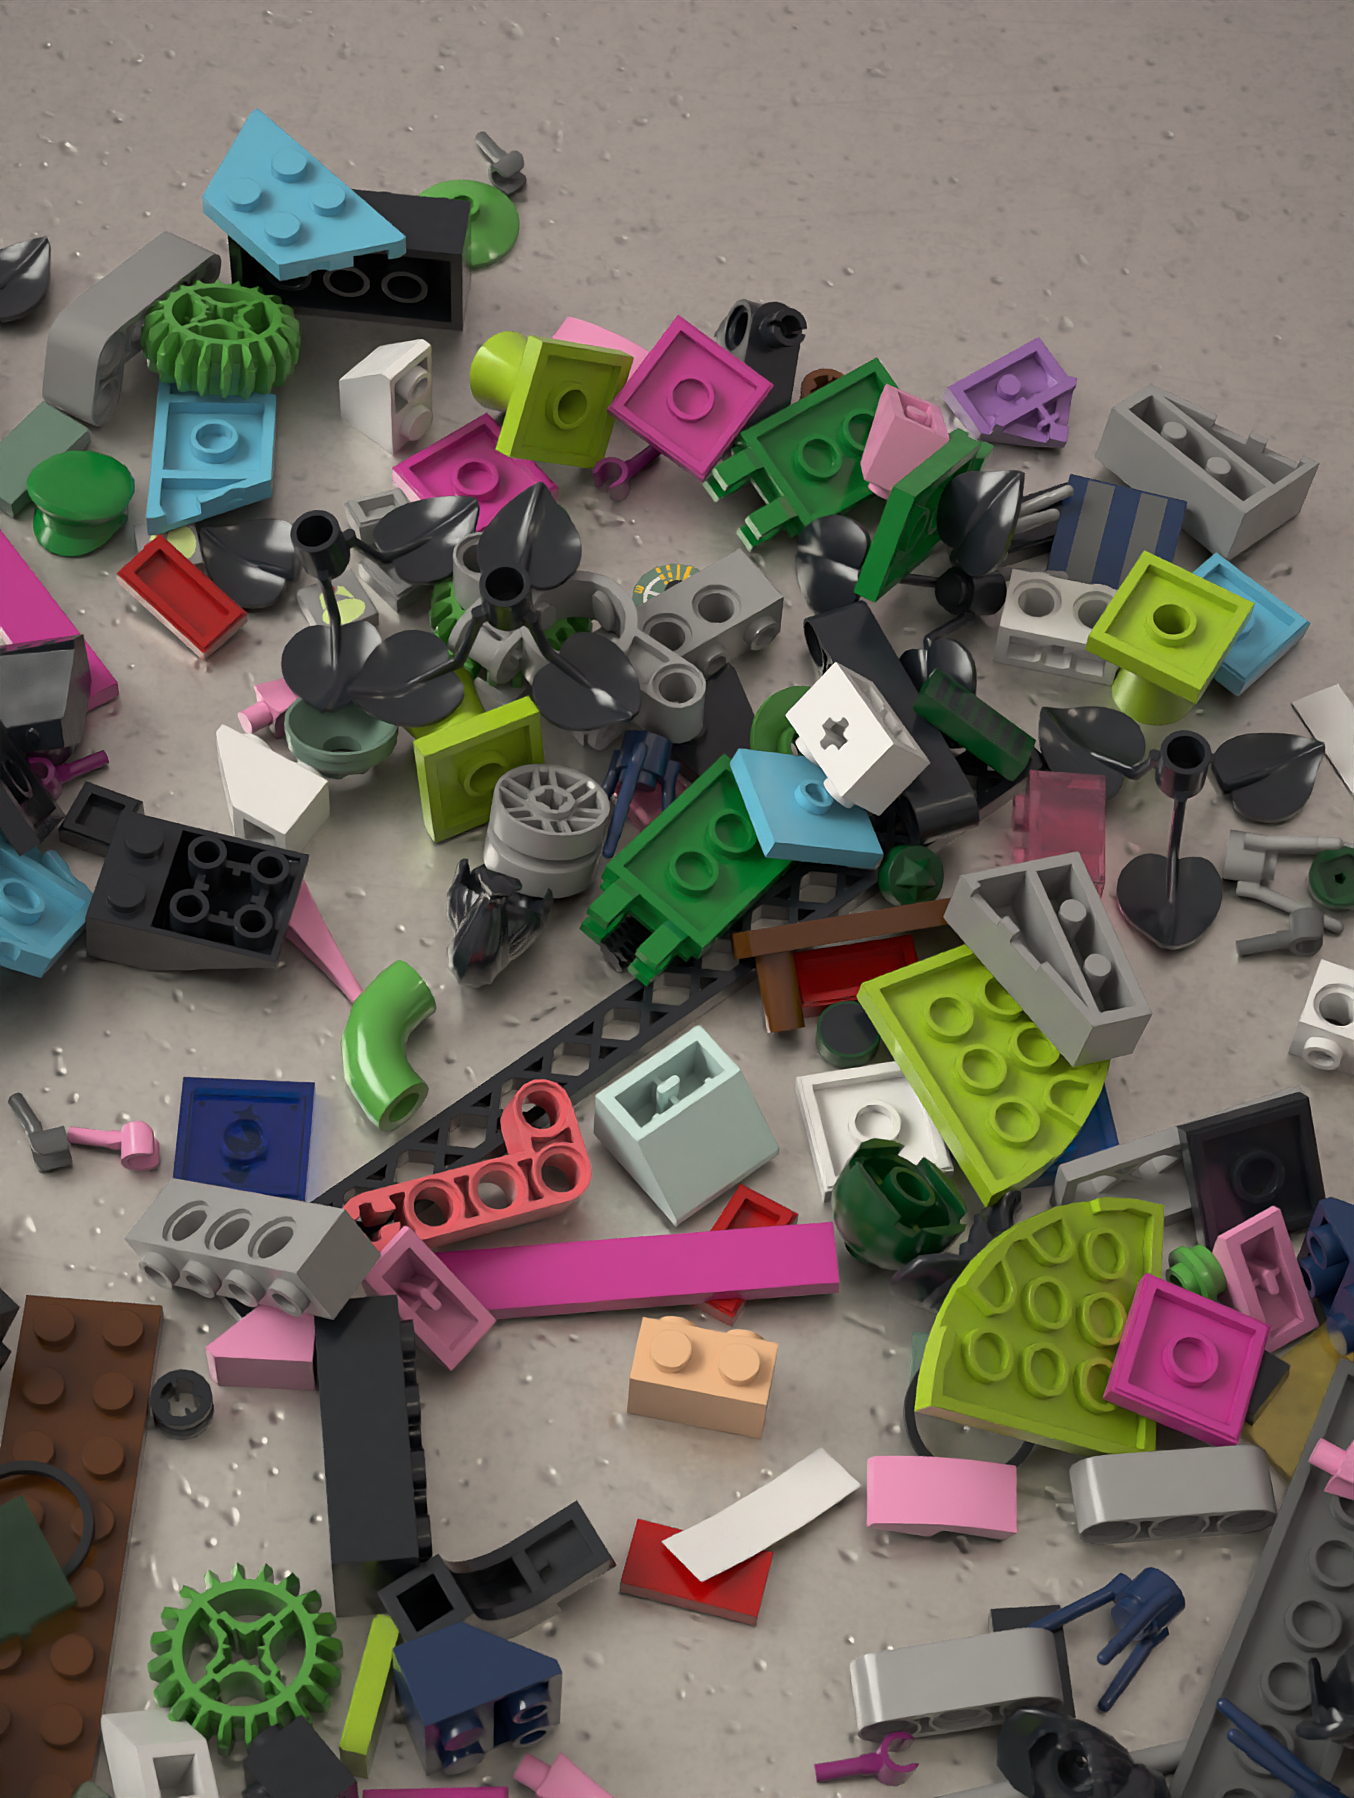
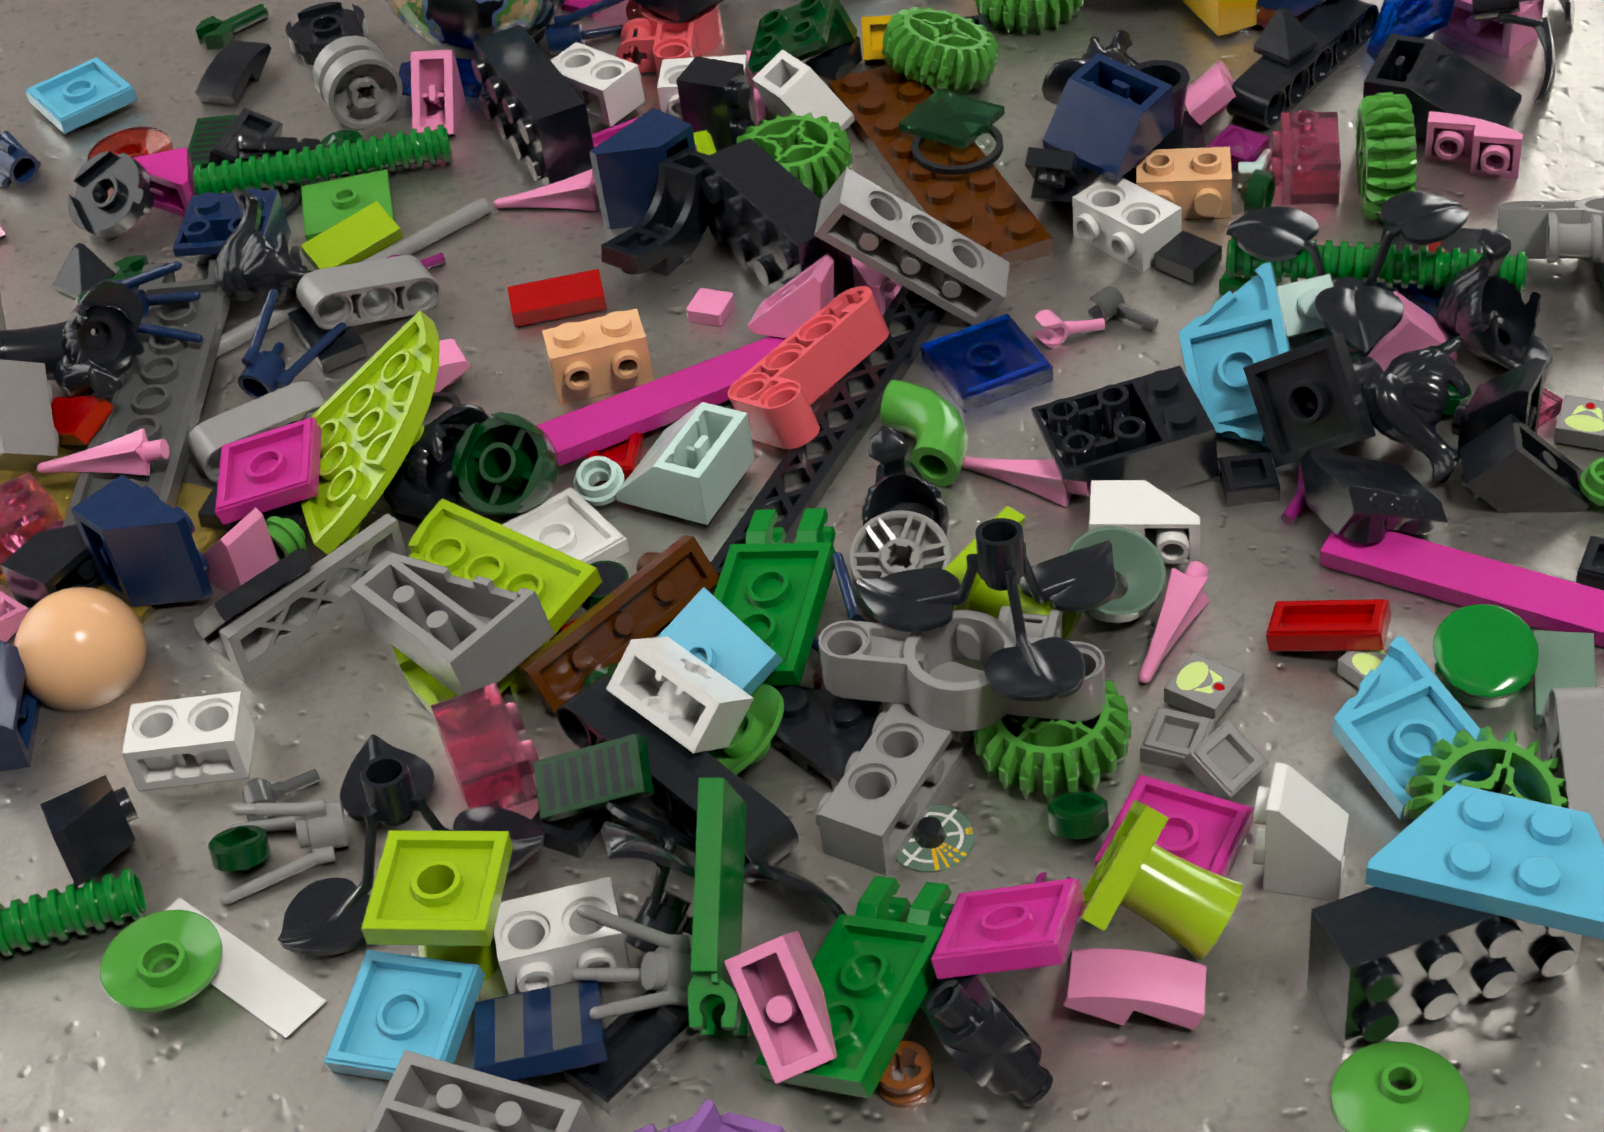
camera: 165 degrees right, 15 degrees down
(260, 556) = (1166, 719): black plant -> none
(506, 1440) = (710, 307): none -> bright pink piece
(763, 1516) = (524, 332): white sticker -> none
(789, 1179) = (595, 470): none -> light aqua plate

